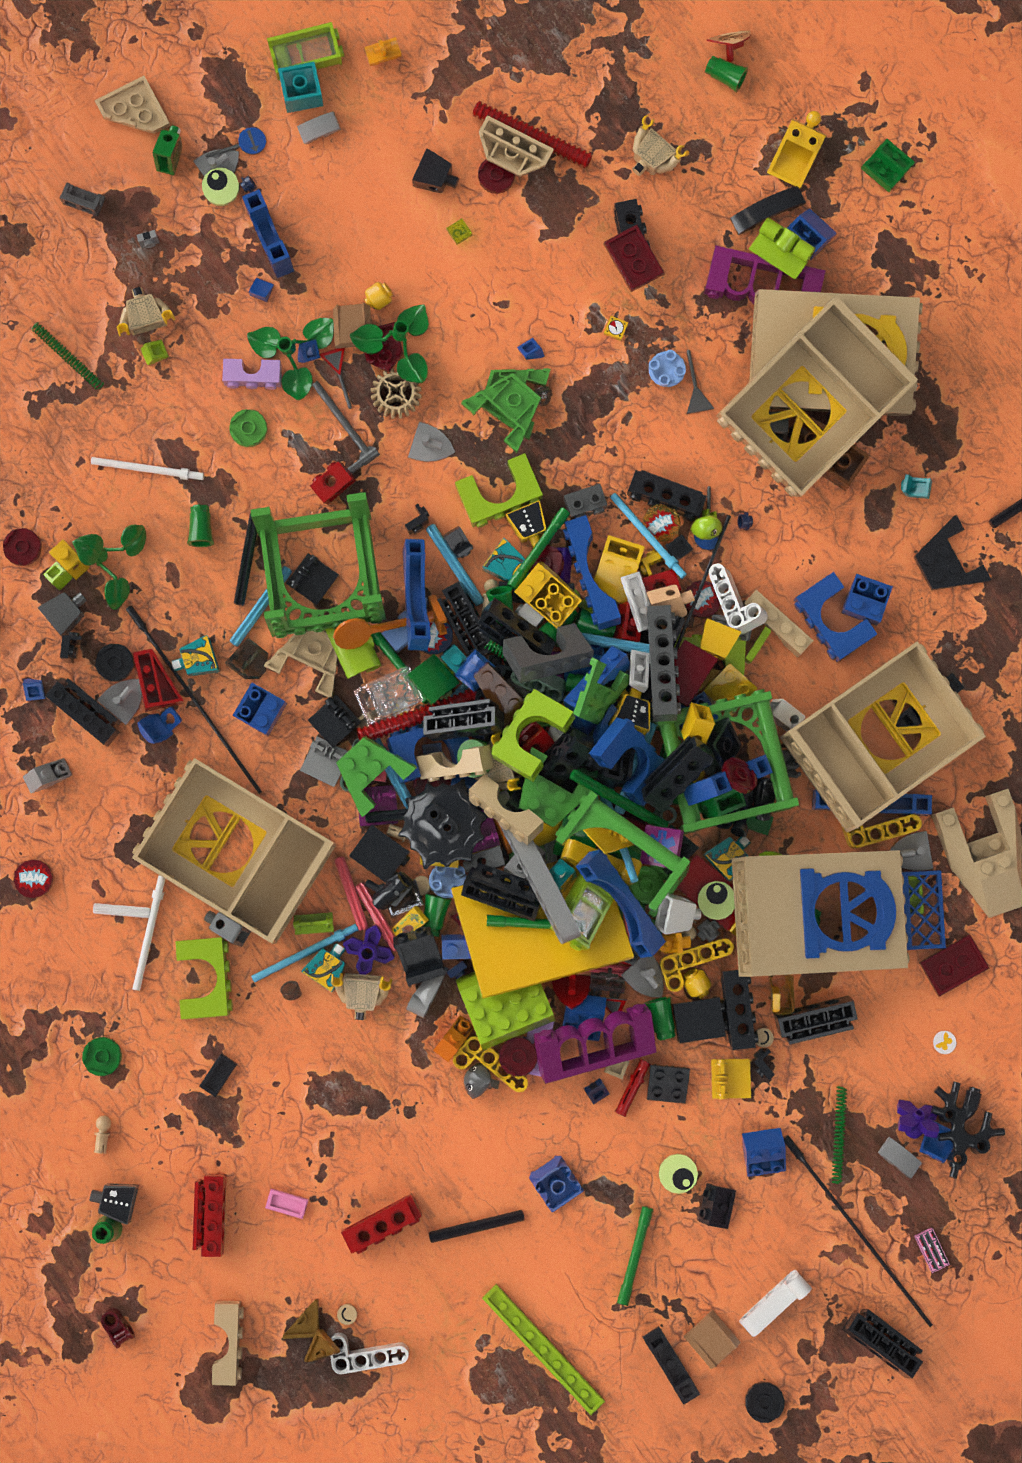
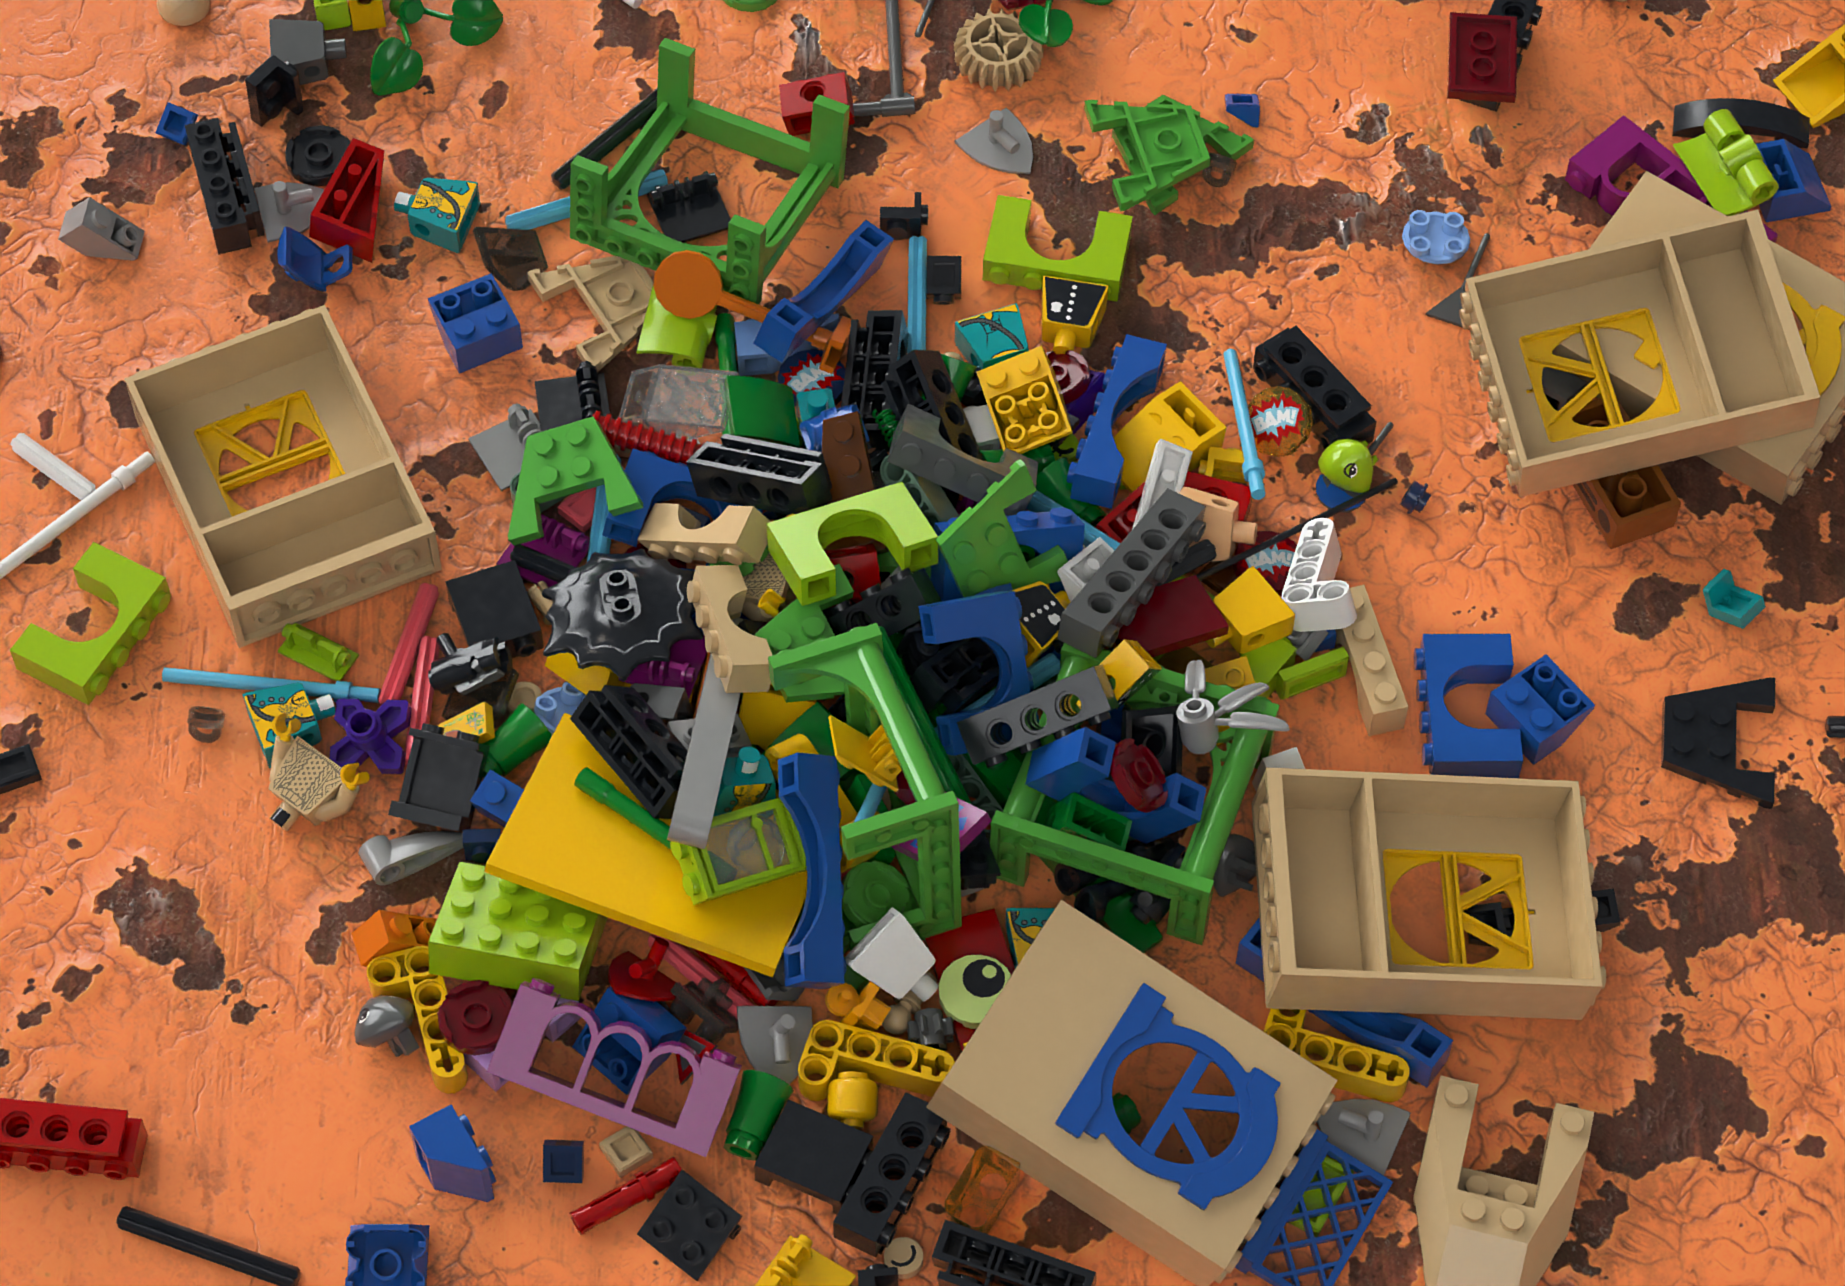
camera: 35 degrees right, 25 degrees down
(142, 626) = (396, 133): black piece -> none
(200, 527) = (579, 57): green plant -> none
(231, 931) = (182, 561): dark grey torso -> none
(551, 1124) = (451, 1156): none -> blue slope
(556, 523) = (1111, 330): green piece -> none
(585, 502) = (1186, 331): dark grey brick -> none
(615, 328) = (1394, 148): tile -> none
(678, 547) = (1282, 473): black bracket -> none
(742, 724) = (1199, 720): none -> light grey plant
(776, 997) = (965, 1200): yellow tile -> none

